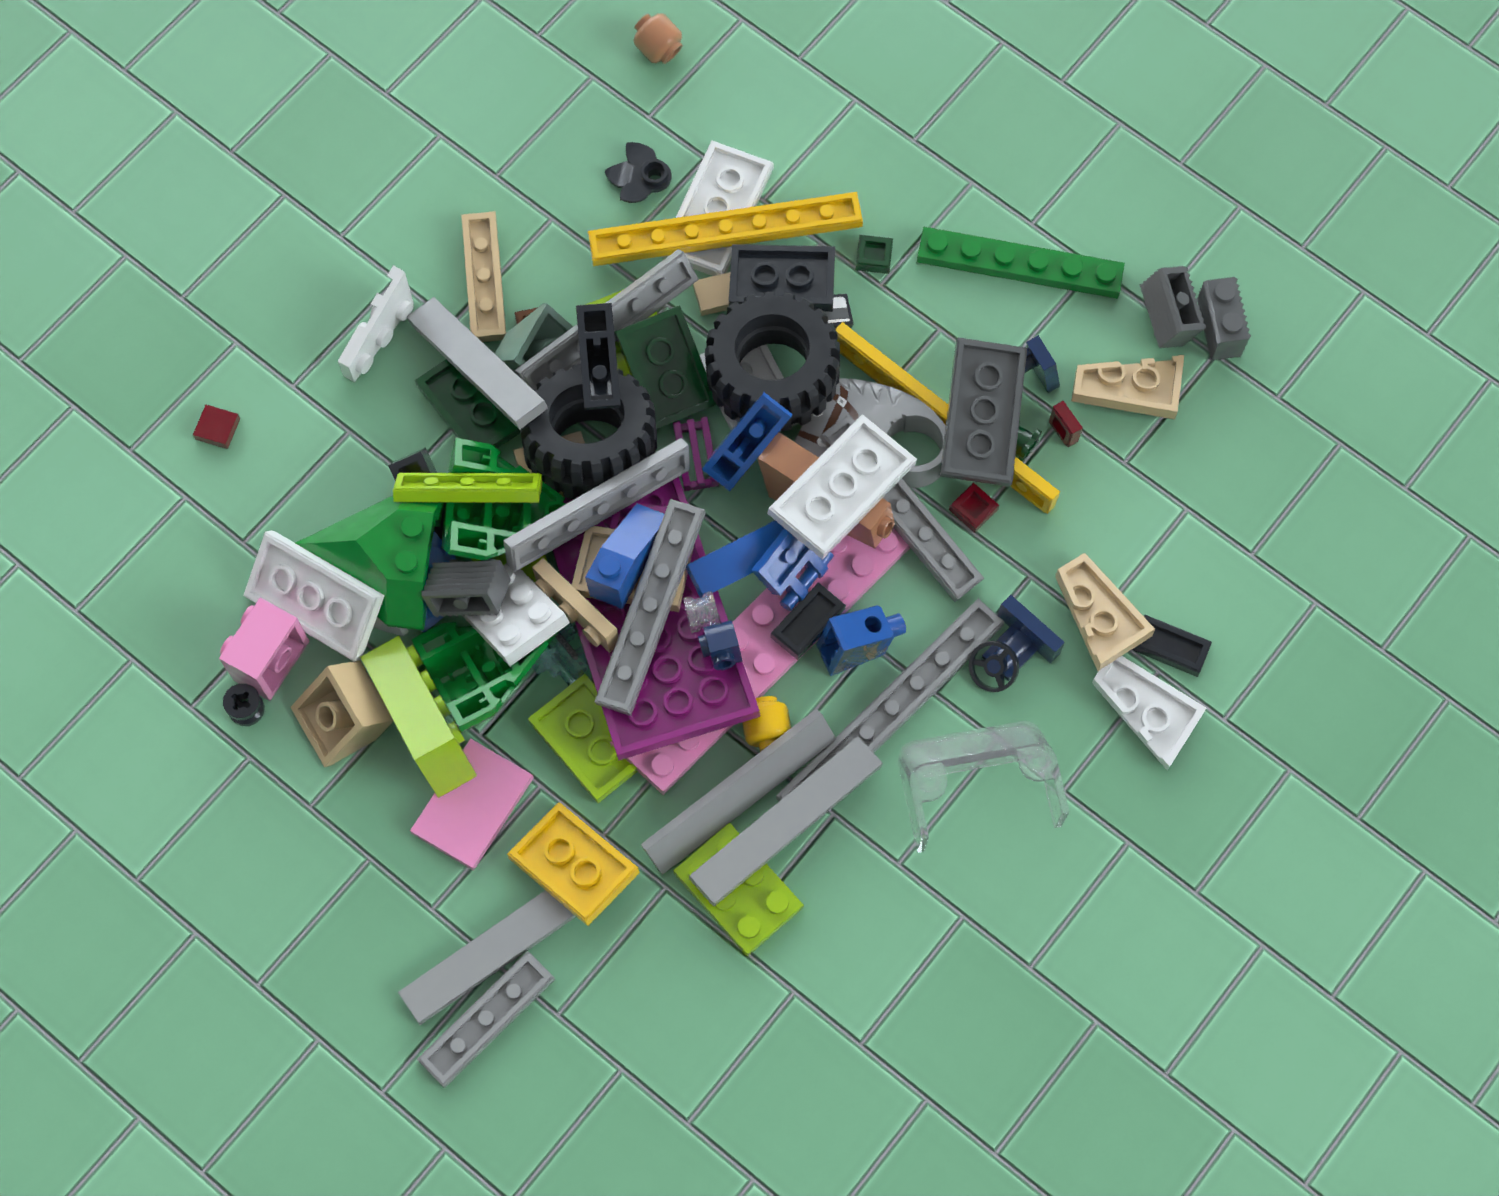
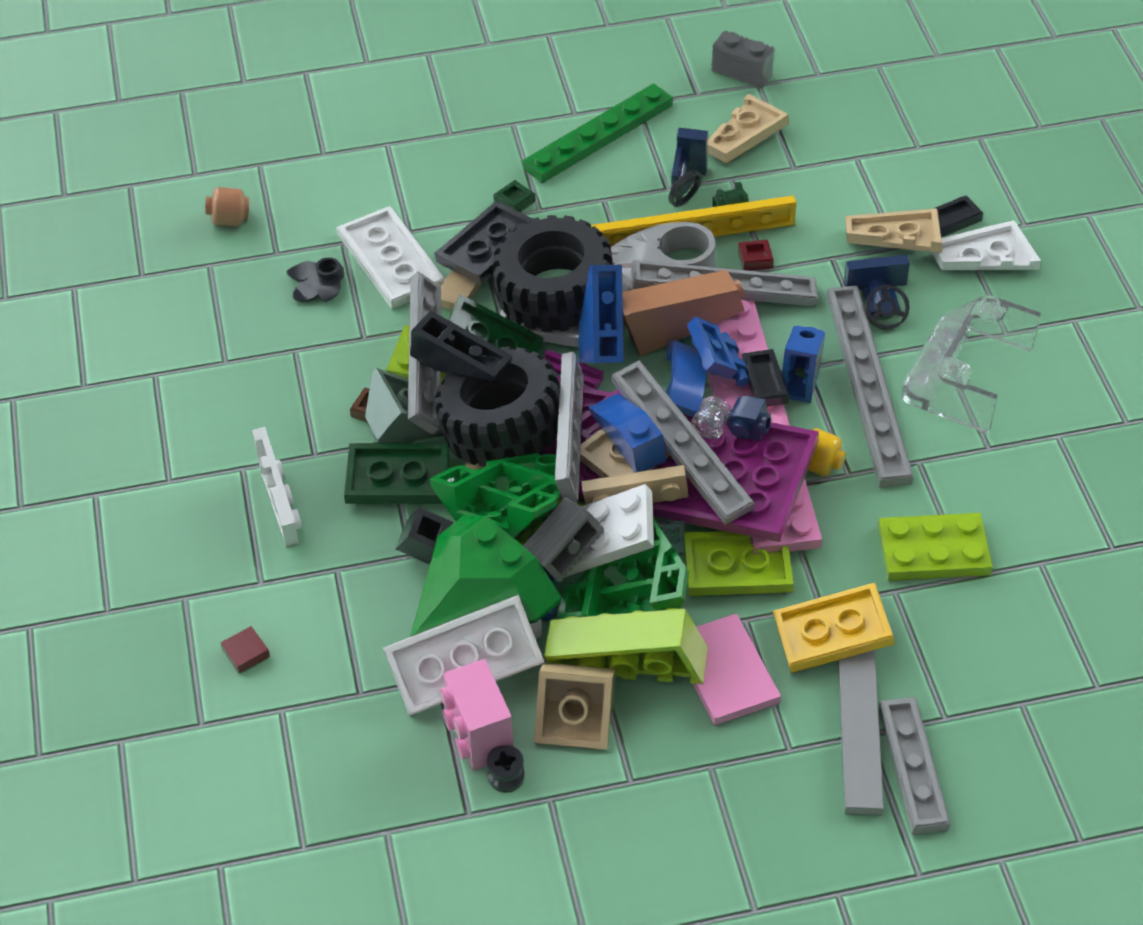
camera: 50 degrees left, 20 degrees down
(468, 487) = (479, 492): lime tile -> none
(477, 363) = (377, 437): light grey tile -> none
(484, 276) = (302, 409): tan plate -> none
(725, 228) = (412, 258): yellow tile -> none
(738, 791) = (861, 497): light grey tile -> none
(785, 821) = (910, 481): light grey tile -> none
(842, 486) = (693, 282): white tile -> none
(983, 412) = (702, 192): dark grey tile -> none
(1065, 424) = (742, 171): dark red tile -> none
(1172, 306) = (712, 75): dark grey brick -> none

